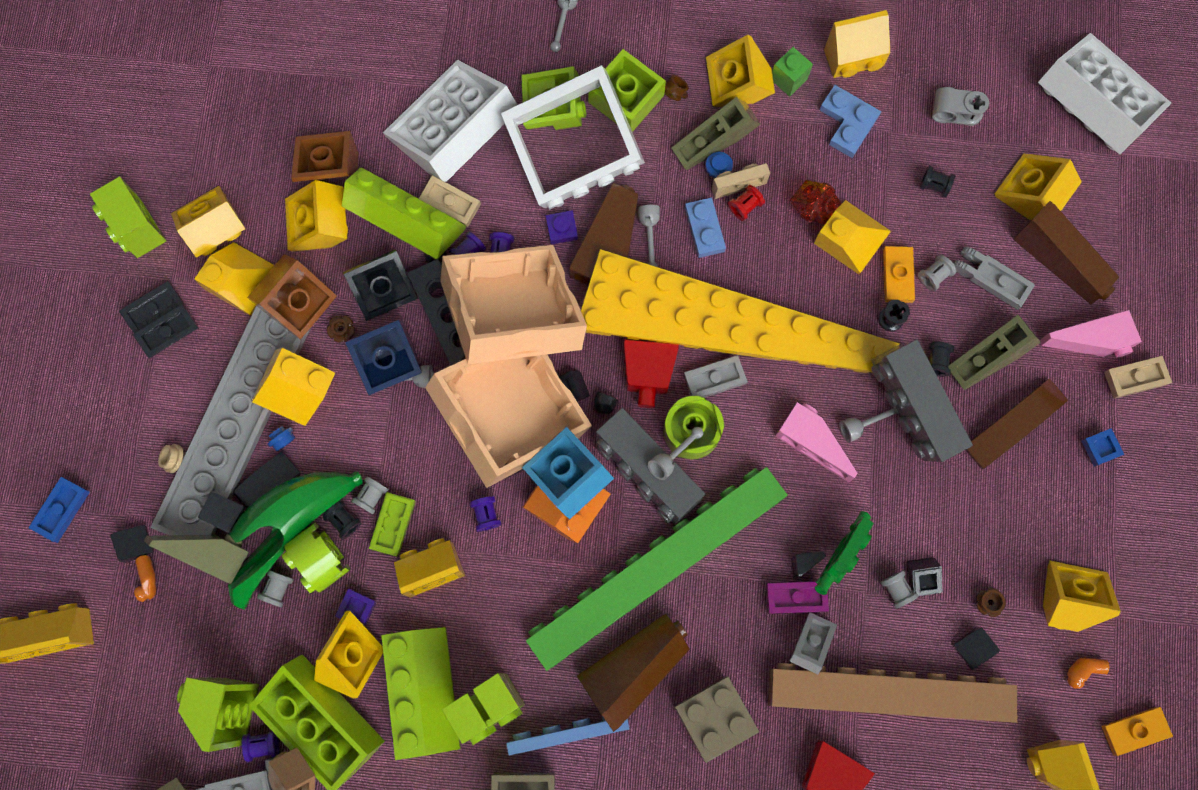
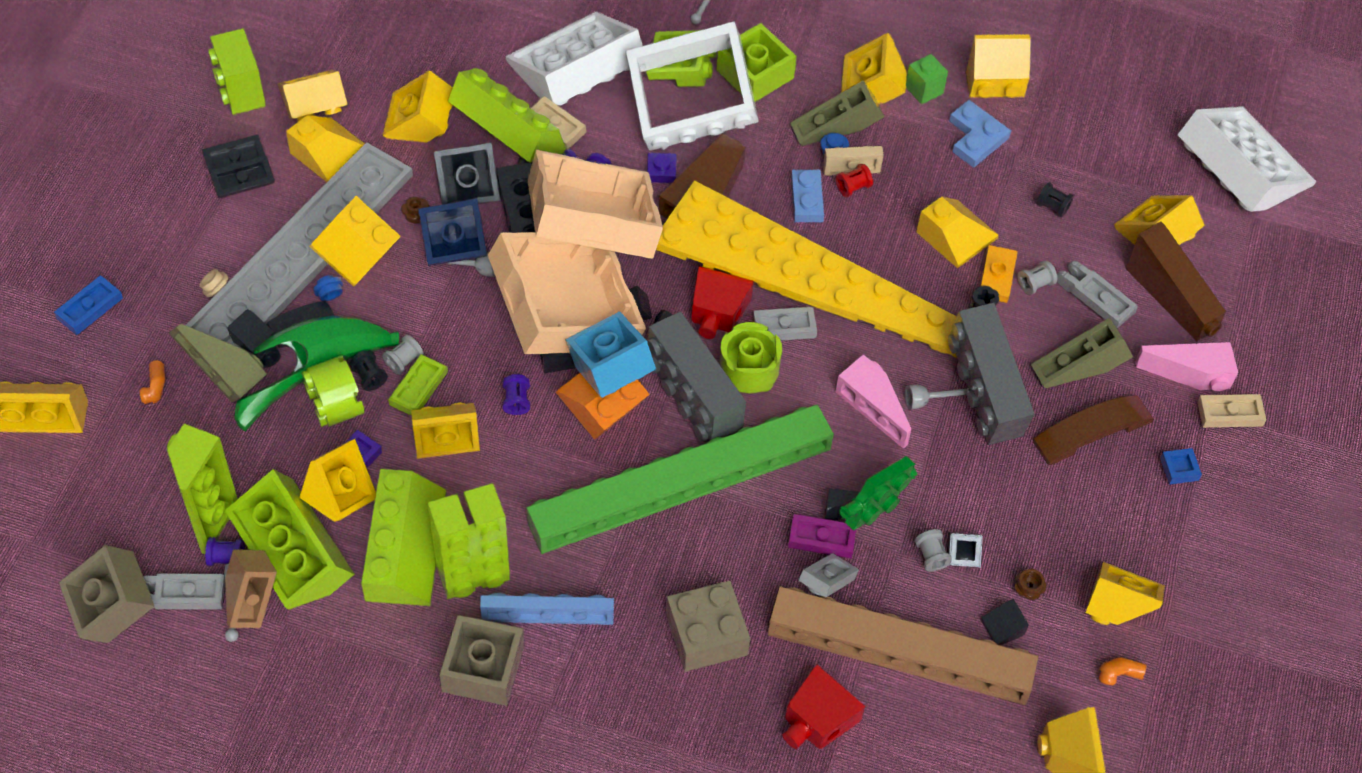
camera: 10 degrees right, 20 degrees down
(130, 543) = (150, 348): black slope -> none
(275, 588) = (282, 416): light grey bush -> none
(292, 296) = (377, 164): dark orange slope -> none
(324, 156) = (442, 57): dark orange slope -> none
(634, 669) = (633, 558): reddish brown slope -> none
(649, 216) = (752, 174): light grey hinge -> none
(662, 465) = (714, 363): light grey hinge -> none
(676, 88) = (807, 72): reddish brown plate -> none
(815, 201) = (924, 188): clear red brick -> none
(940, 357) = (1024, 350): black bush -> none
(958, 106) = (1090, 138): light grey piece -> none
(1137, 731) = (1166, 740): light orange plate -> none

